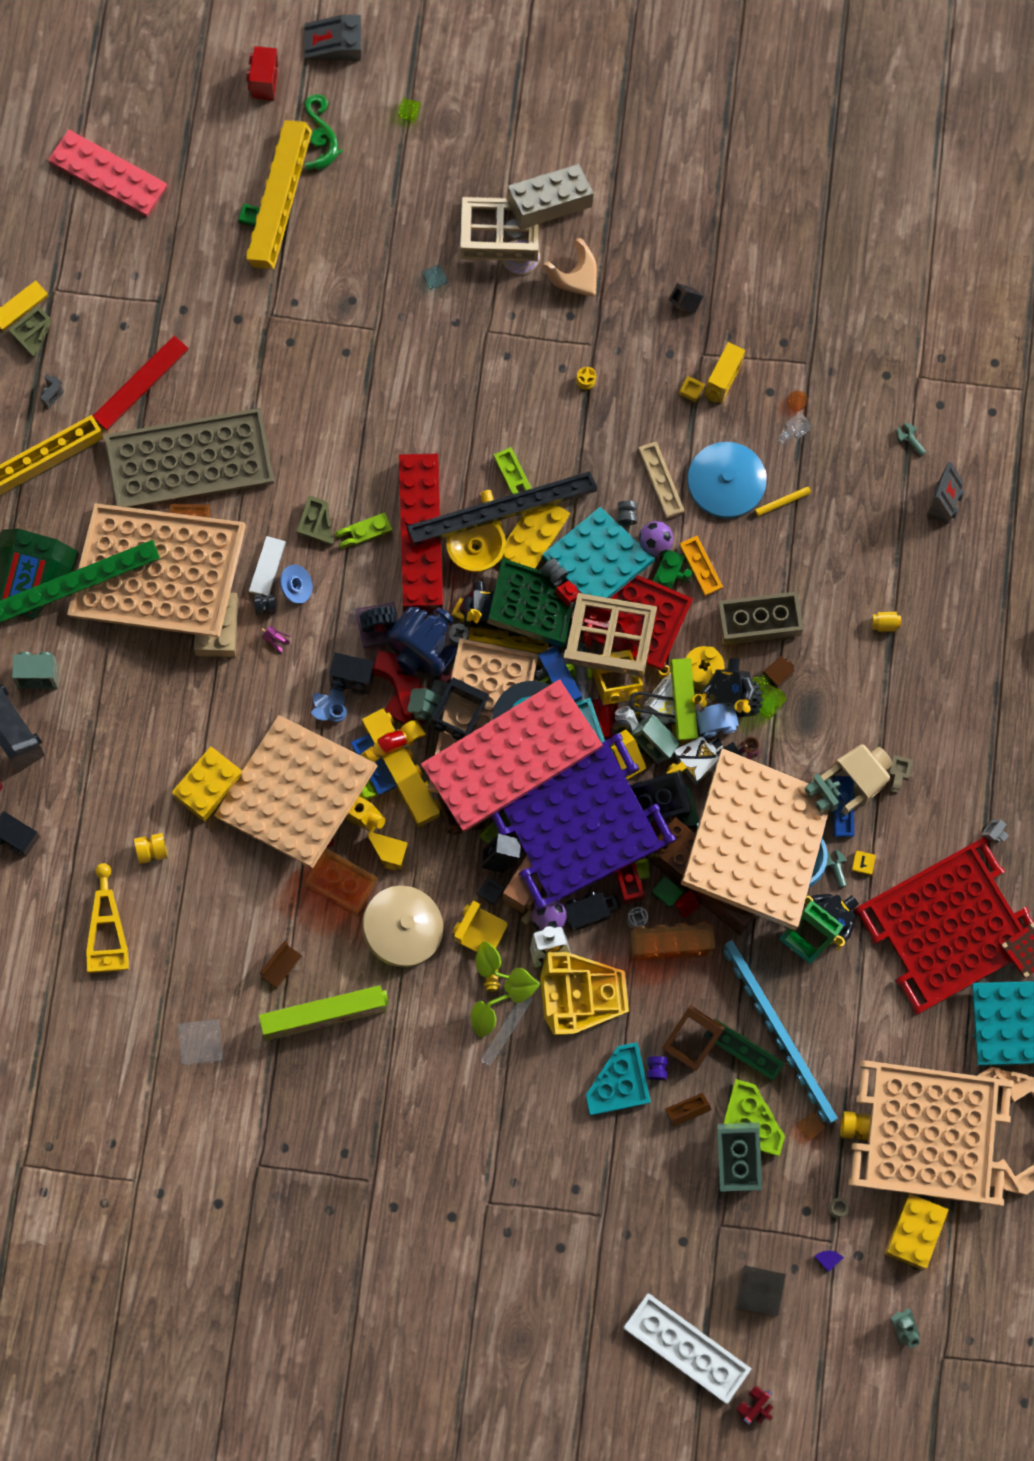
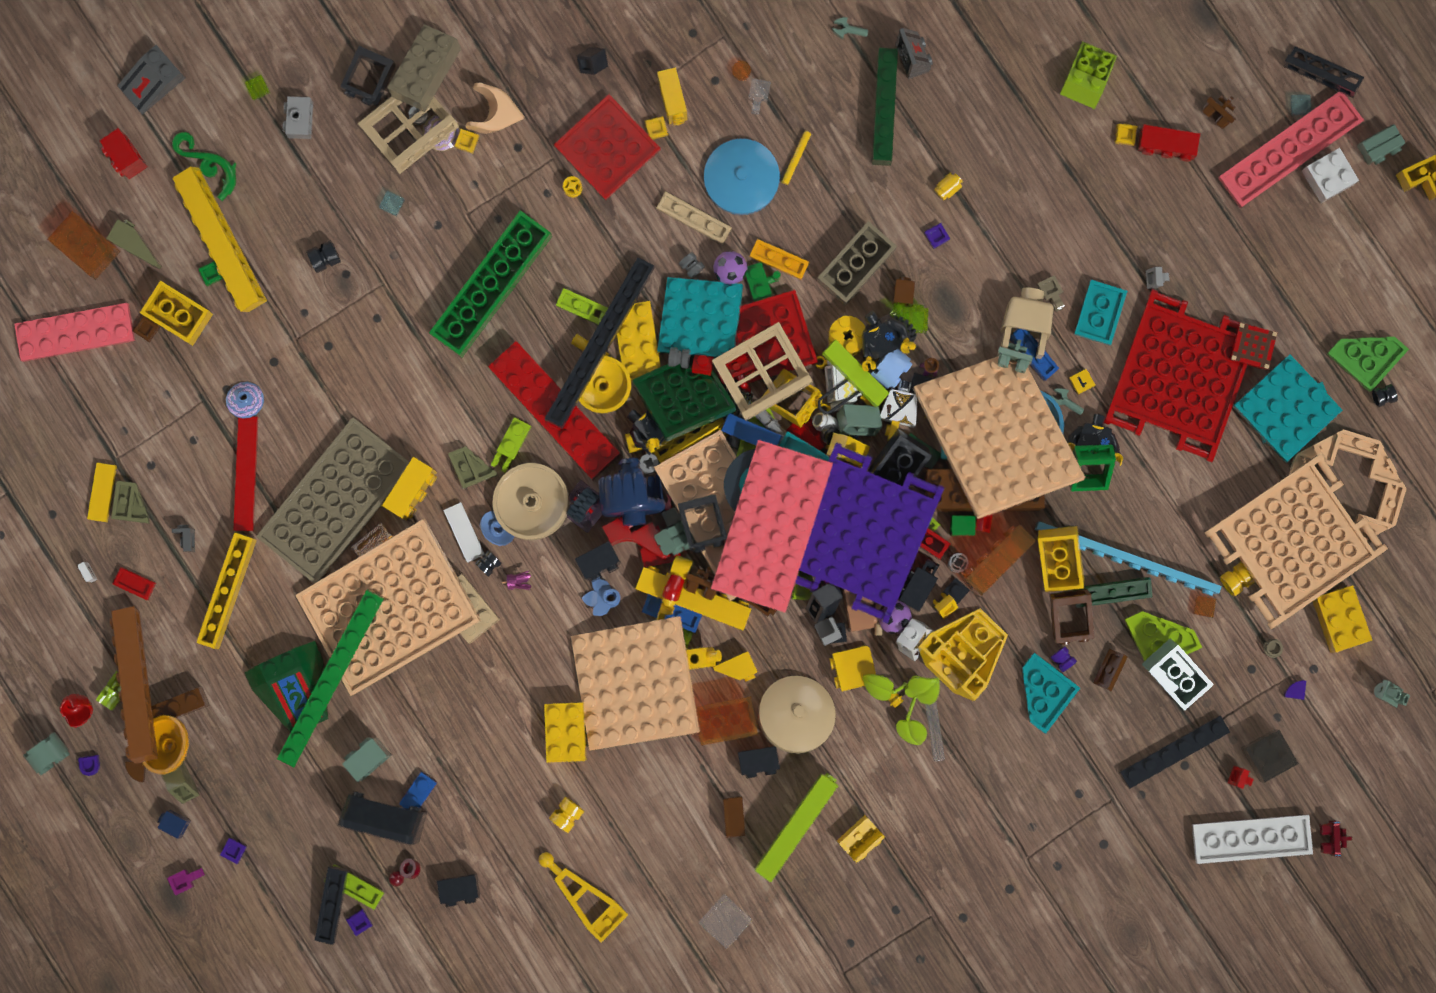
camera: 35 degrees left, 10 degrees up
(53, 733) = (418, 791): none -> blue plate
(163, 215) = (146, 329): none -> reddish brown tile
(173, 115) = (83, 245): none -> clear orange brick
(190, 334) = (247, 407): none -> dish
(197, 220) = (176, 313): none -> yellow brick
(211, 141) = (130, 240): none -> olive slope
(255, 496) = (410, 489): none -> yellow brick
(339, 937) = (759, 761): none -> black brick
(340, 584) = (531, 501): none -> tan dish
(346, 271) = (323, 256): none -> black wheel
(366, 1069) = (860, 839): none -> yellow bracket
(412, 751) = (694, 581): none -> reddish brown hips
(420, 156) = (298, 117): none -> light grey brick
(456, 397) = (490, 284): none -> green brick
(485, 882) = (828, 631): none -> light grey panel
(500, 186) = (373, 58): none -> black window
(534, 278) = (466, 141): none -> yellow plate
(597, 944) = (946, 606): none -> yellow tile
(617, 941) = (956, 590): none -> black plate
(640, 371) = (607, 147): none -> red plate
(684, 1222) = (1174, 752): none -> black plate
(719, 1289) = (1239, 777): none -> red tile
(723, 983) = (1061, 559): none -> yellow brick
(844, 652) = (937, 235): none -> dark purple tile
(887, 519) = (884, 106): none -> dark green brick
(925, 820) = (1100, 312): none -> teal plate

